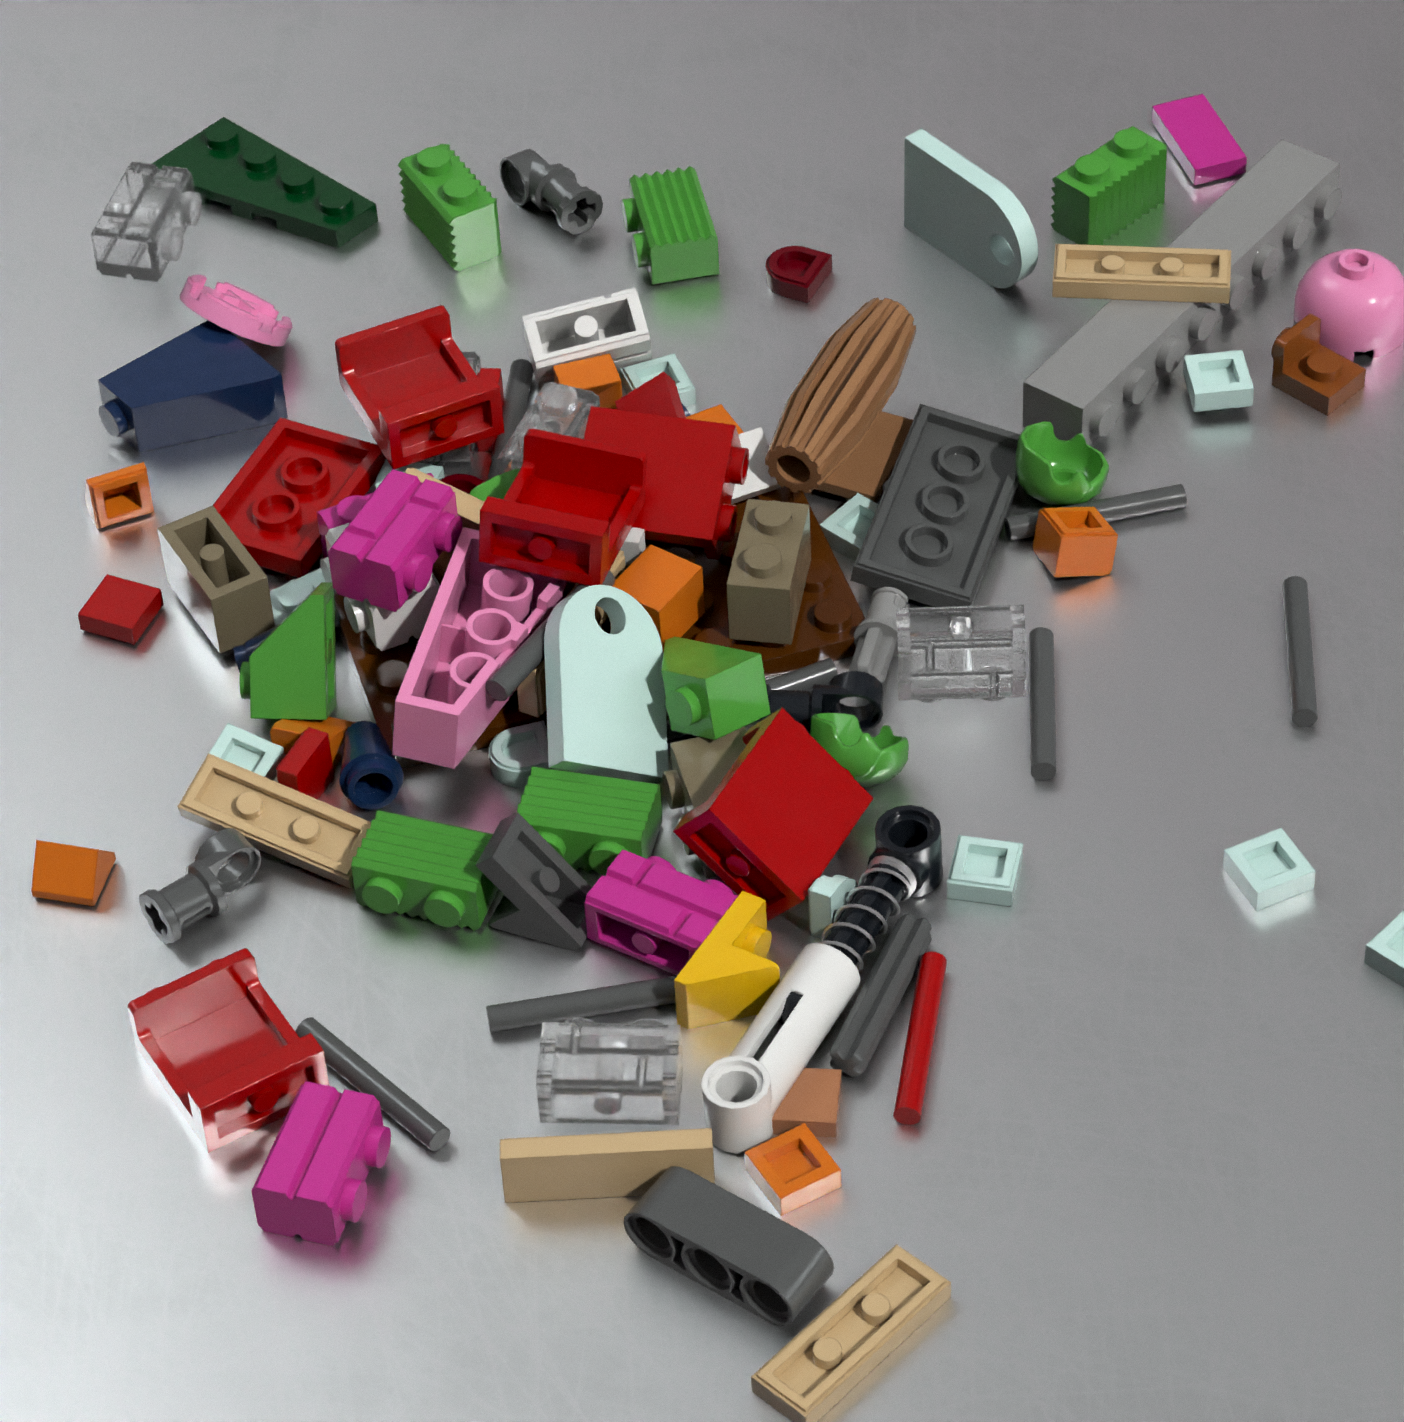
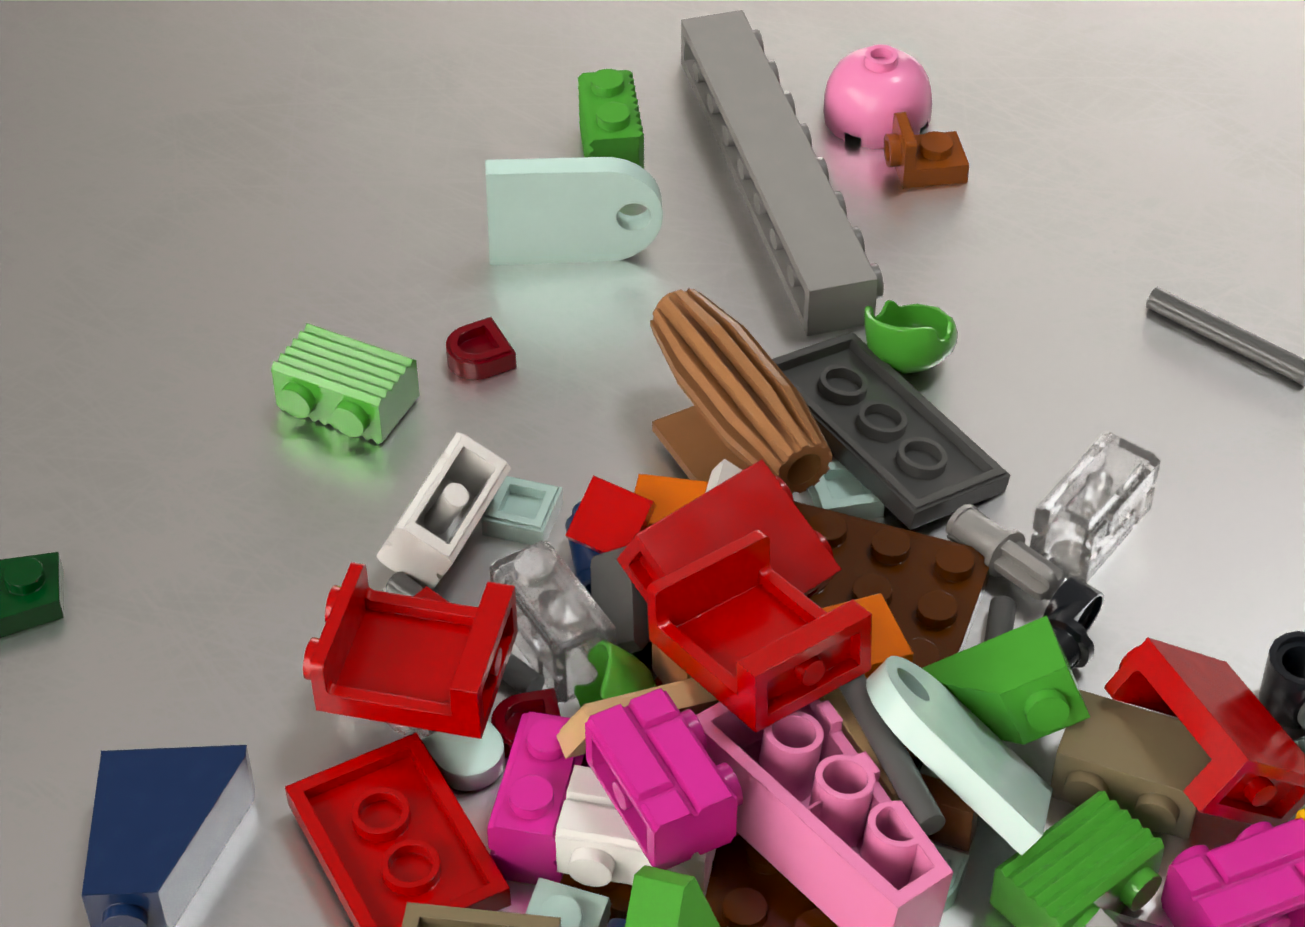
camera: 55 degrees left, 0 degrees up
(236, 311) = (99, 731): bright pink tile -> none
(450, 207) = (140, 501): bright green brick -> none
(551, 189) = (191, 430): dark grey connector -> none
(594, 375) = (495, 536): orange slope -> none
(769, 571) = (907, 557): dark tan brick -> none
(865, 757) = (1166, 621): bright green hair -> none
(1042, 704) = (1198, 523): dark grey bar -> none
(1074, 541) = (994, 378): orange slope -> none
(1111, 508) = (968, 341): dark grey bar -> none
(1142, 273) = (761, 162): tan tile -> none
(1198, 139) = (568, 58): dark pink tile -> none
(1218, 380) = (889, 204): light aqua plate -> none

